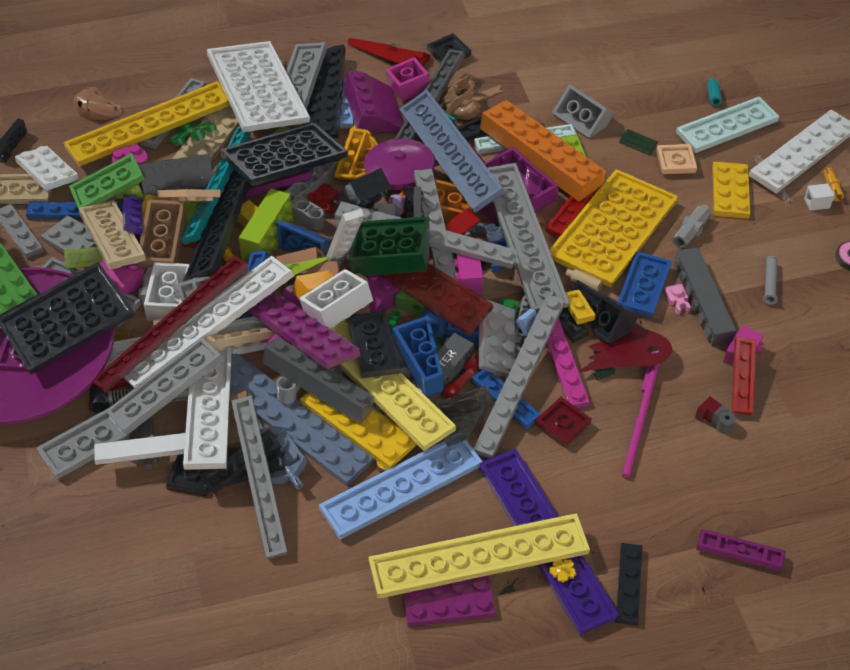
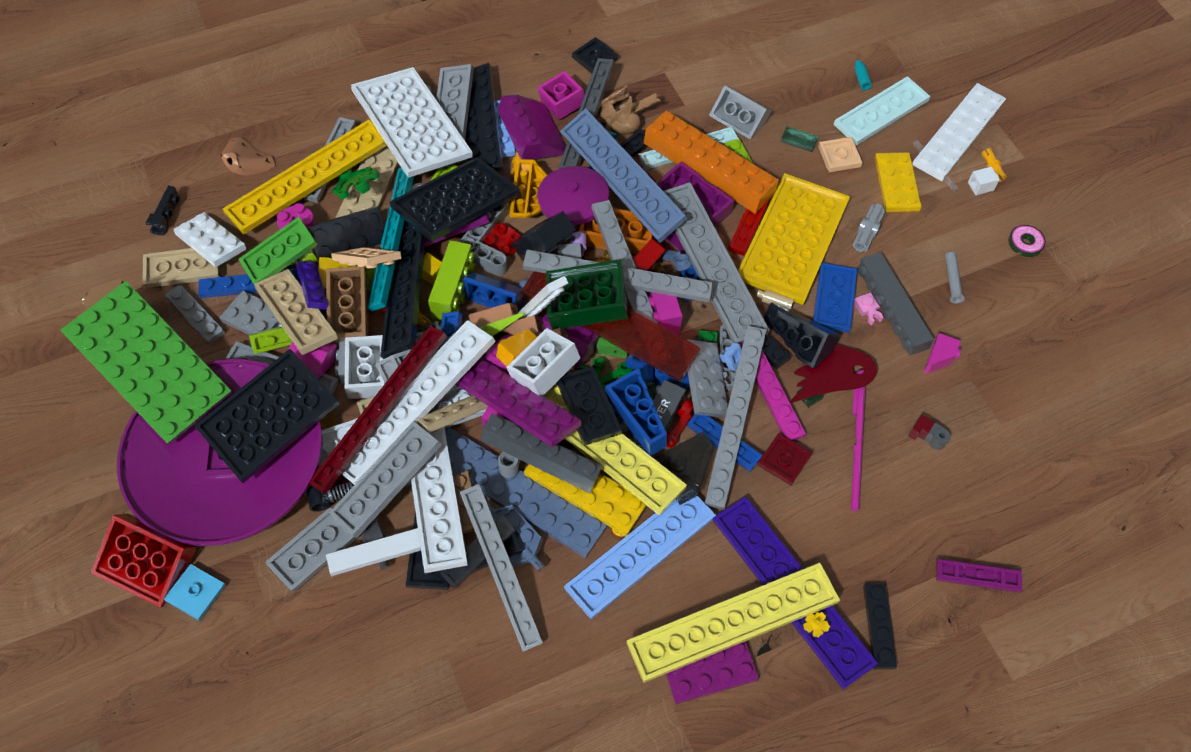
camera: 10 degrees left, 10 degrees up
(389, 52) = (543, 67): red wedge -> none
(413, 200) = (597, 241): black plate -> none
(579, 307) = (779, 333): yellow plate -> none
(743, 376) = (949, 388): red plate -> none

